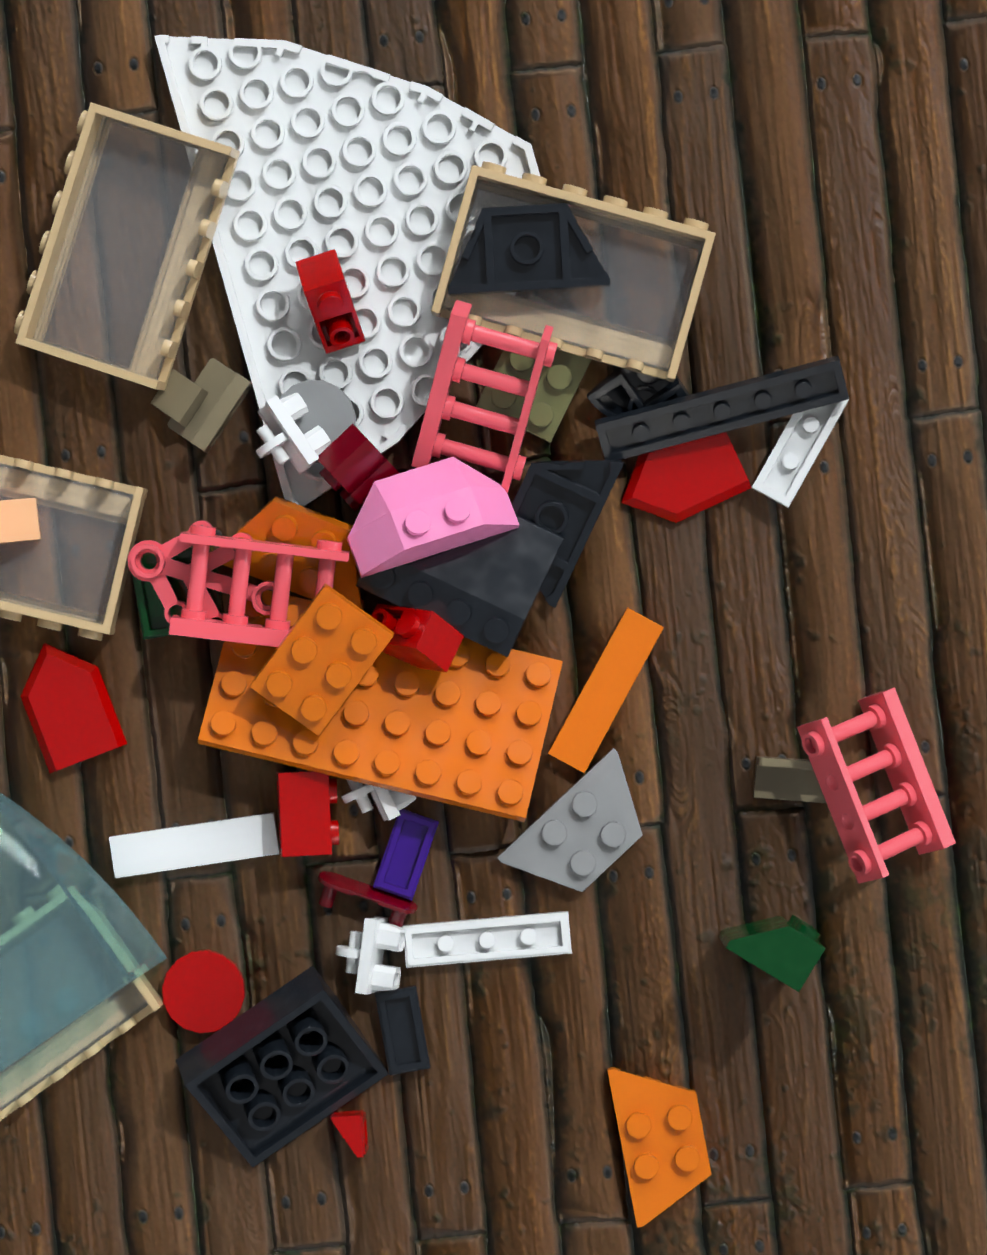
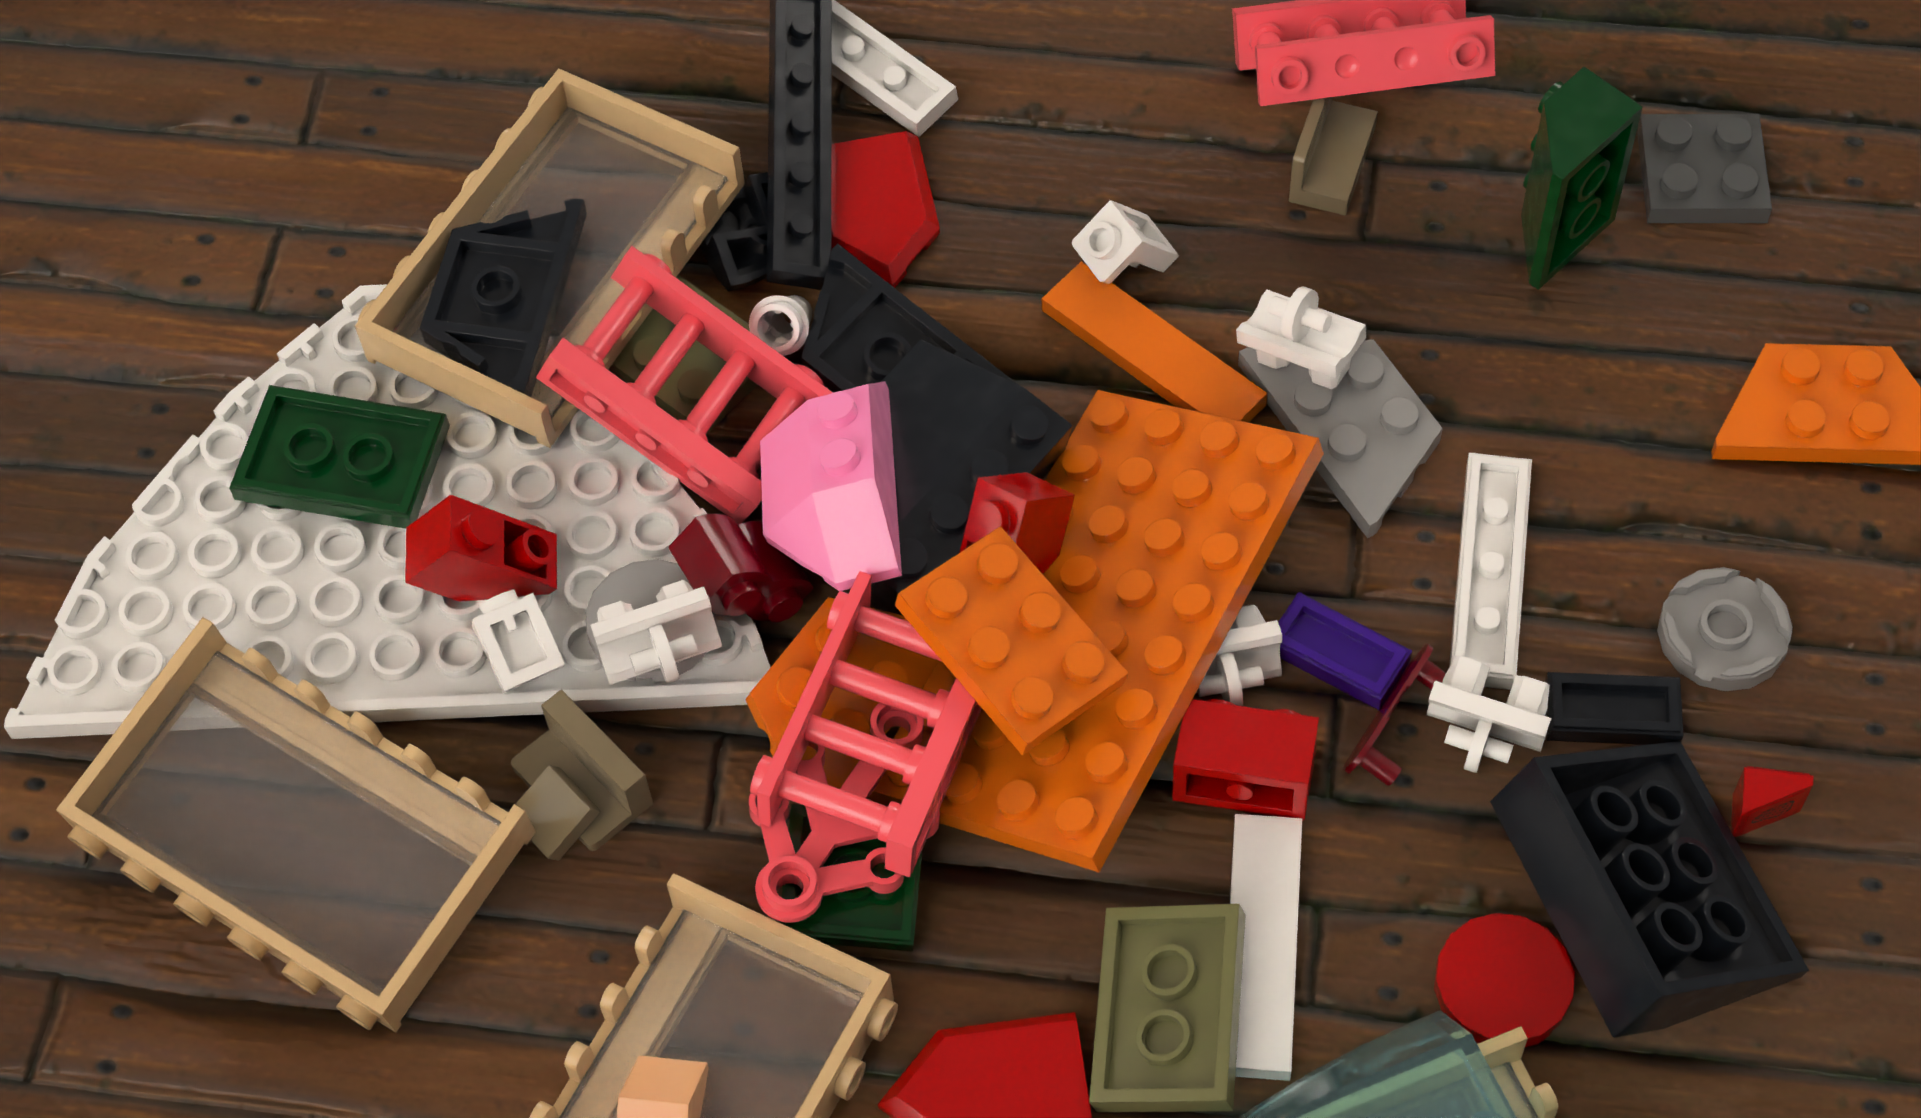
camera: 70 degrees left, 30 degrees down
(134, 799) = (1168, 1009): none -> olive plate
(277, 341) = (516, 639): none -> white bracket
(390, 180) = (340, 457): none -> dark green tile
(475, 1091) = (1724, 629): none -> light grey tile
(558, 442) = (772, 328): none -> white cone
(614, 790) = (1303, 334): none -> white hips
(680, 654) = (1122, 238): none -> white bracket
(840, 1034) = (1703, 168): none -> dark grey plate

